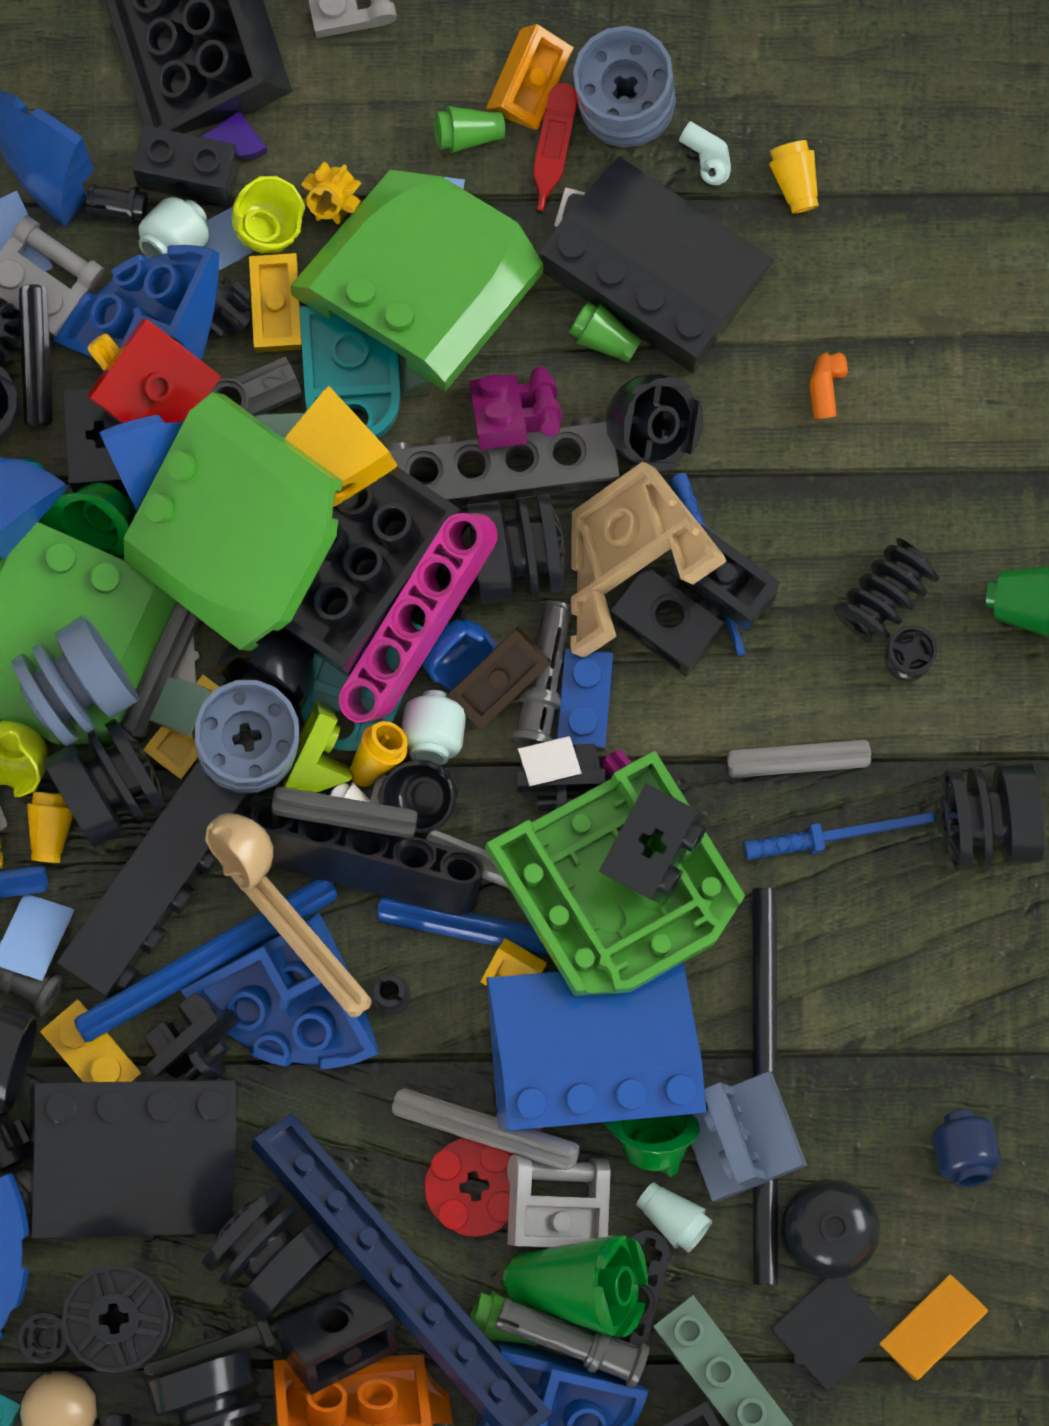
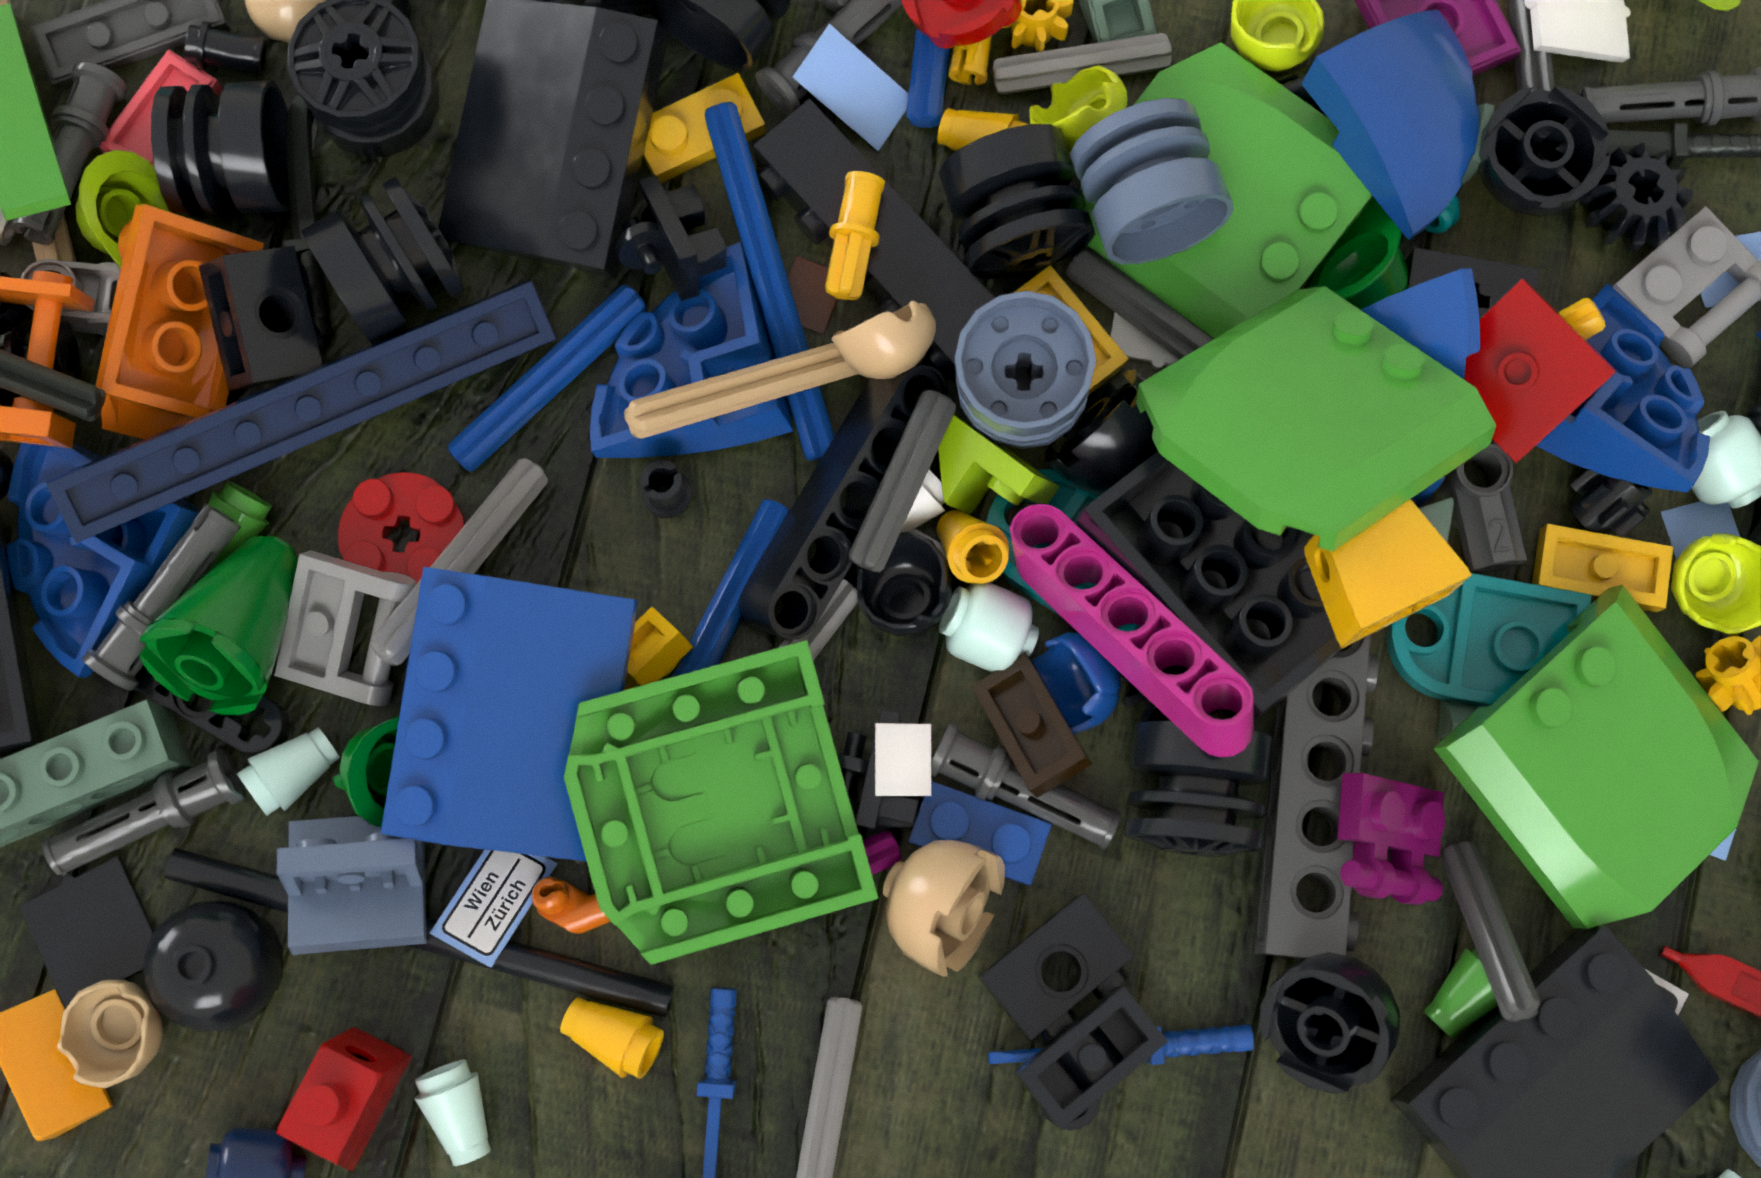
camera: 105 degrees right, 0 degrees up
(35, 355) = (1594, 251): black axle -> none
(164, 895) = (854, 235): none -> yellow axle
(179, 706) = (1100, 314): sand green slope -> none
(201, 926) = (808, 289): none -> reddish brown sticker
(323, 1111) = (546, 379): none -> blue axle
(561, 328) = (1490, 931): none -> dark grey axle
(620, 535) = (1185, 938): tan wing -> none
(630, 856) = (731, 821): black brick -> none
(643, 711) = (940, 902): none -> tan cylinder
(716, 978) = (567, 905): none -> orange arm
(733, 1036) = (491, 903): none -> sticker
(776, 1361) = (172, 802): none -> dark grey pin
(800, 920) = (614, 1036): none -> yellow cone
(882, 1019) = (455, 1110): none -> light aqua cone
(896, 1096) = (344, 1096): none -> red torso
(899, 1283) = (110, 1032): none -> tan hair

